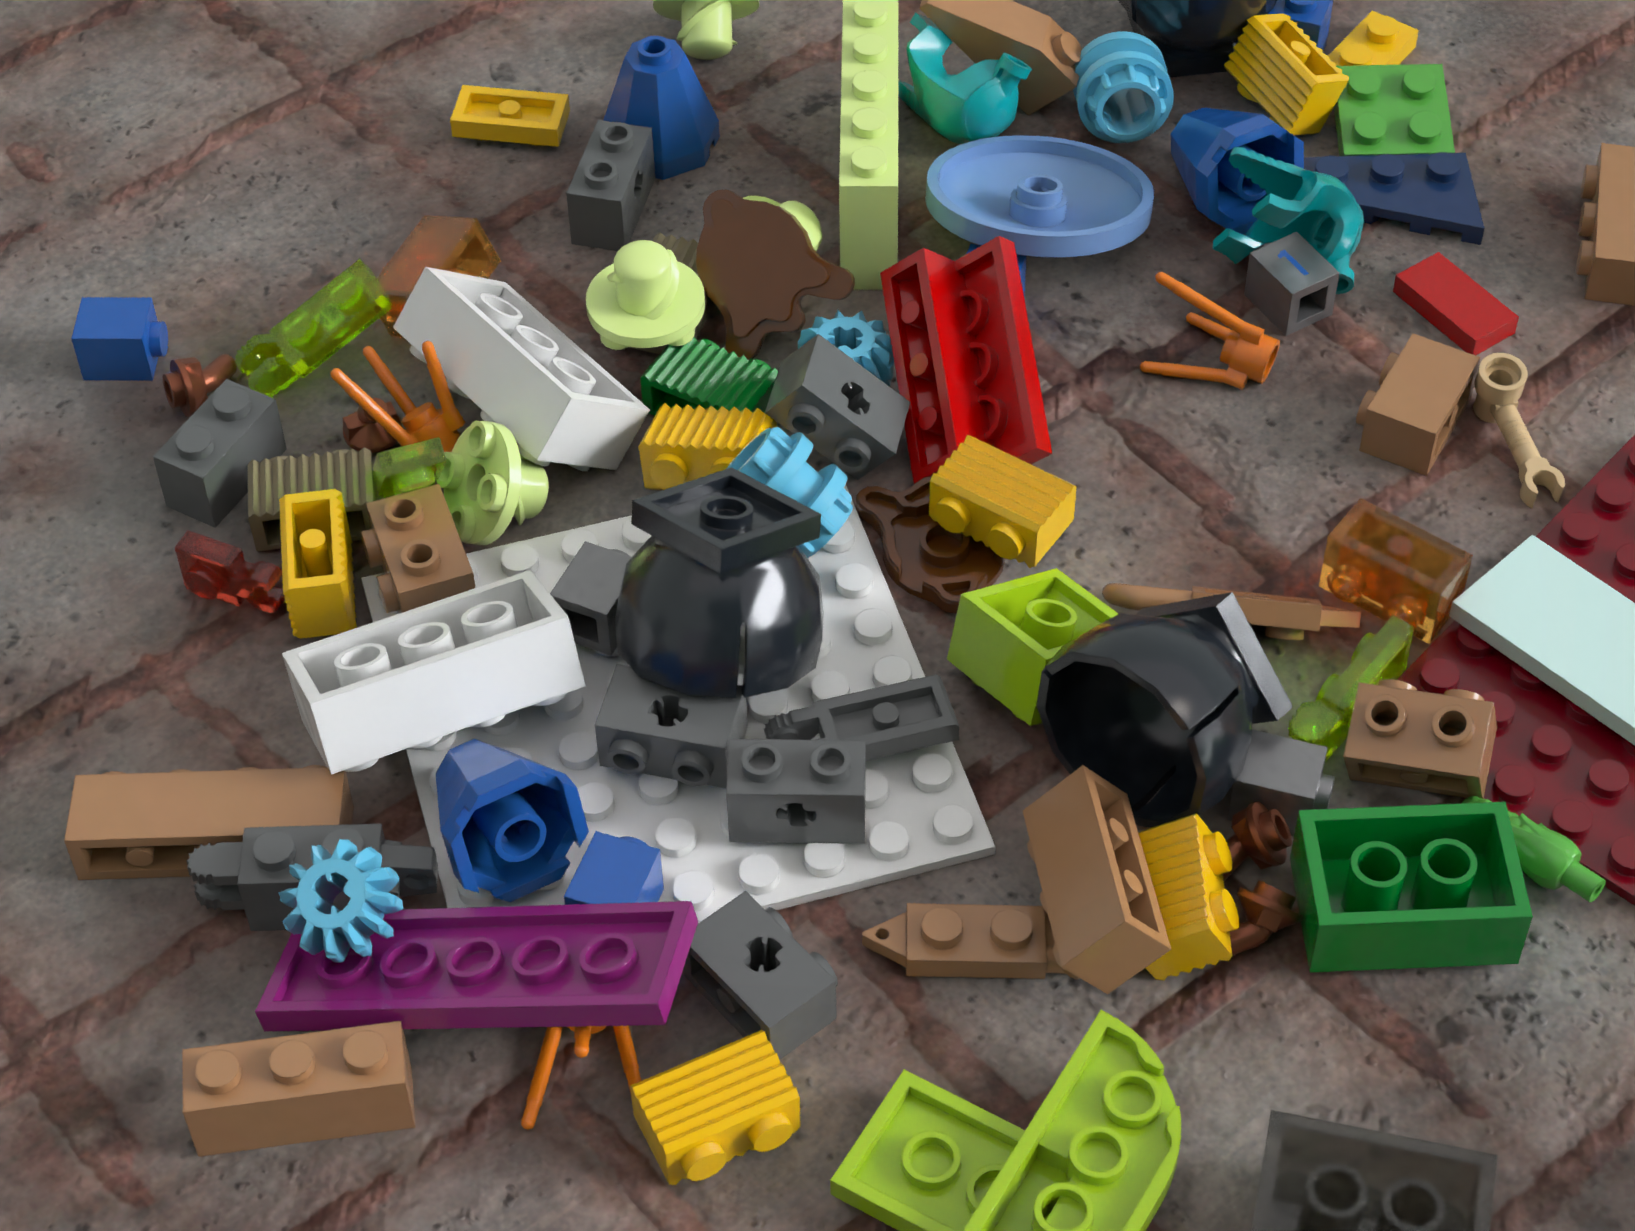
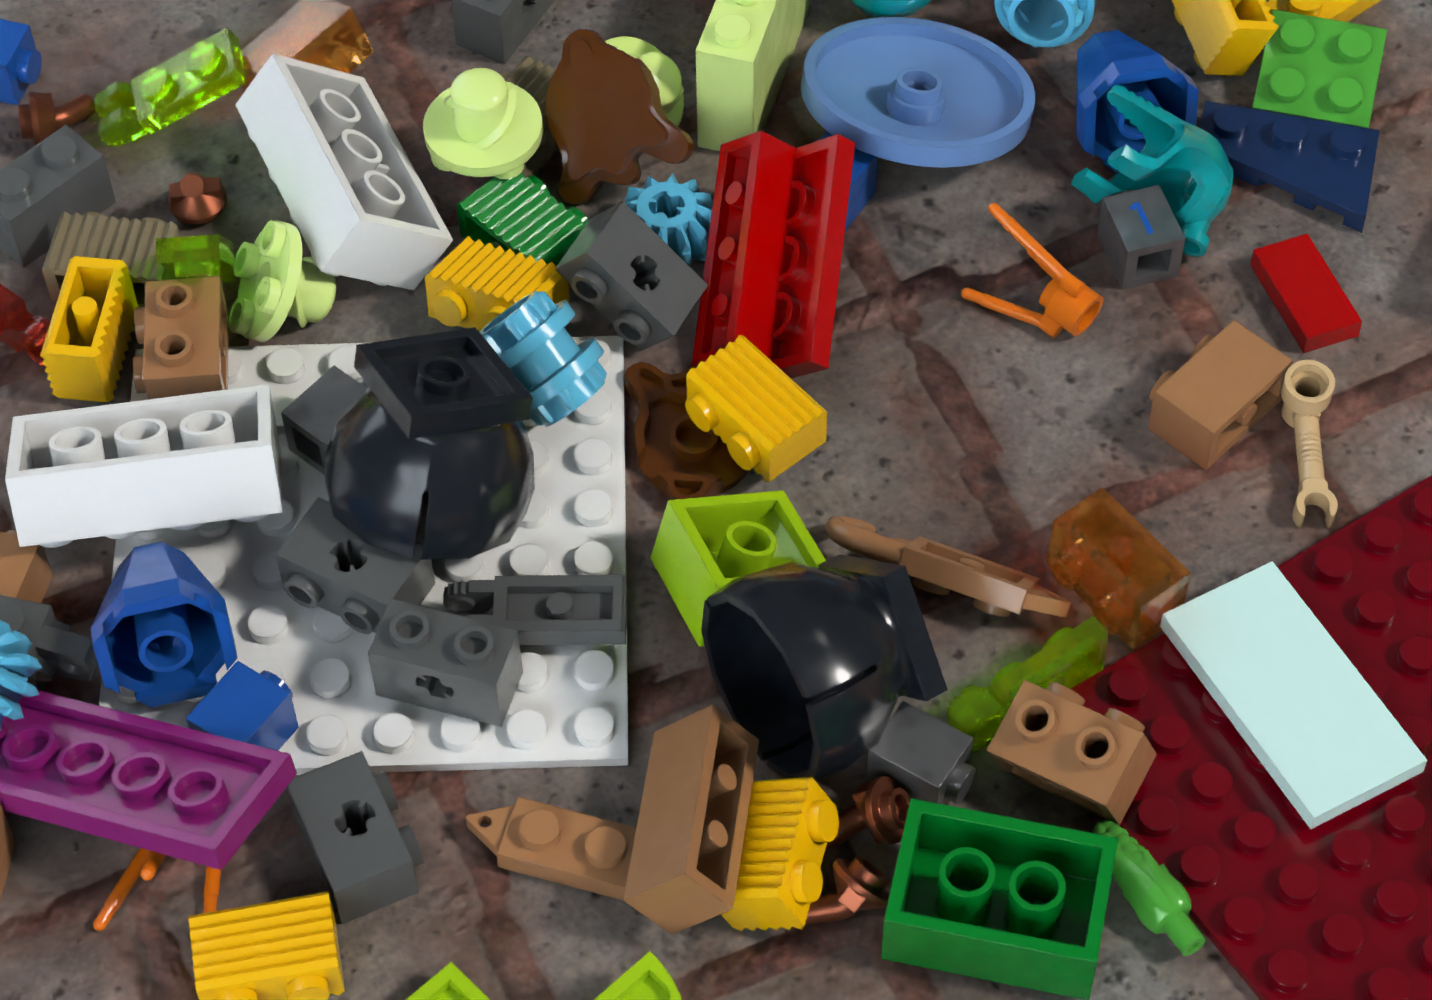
camera: 15 degrees right, 5 degrees up
(420, 422) = (242, 211): orange plant -> none

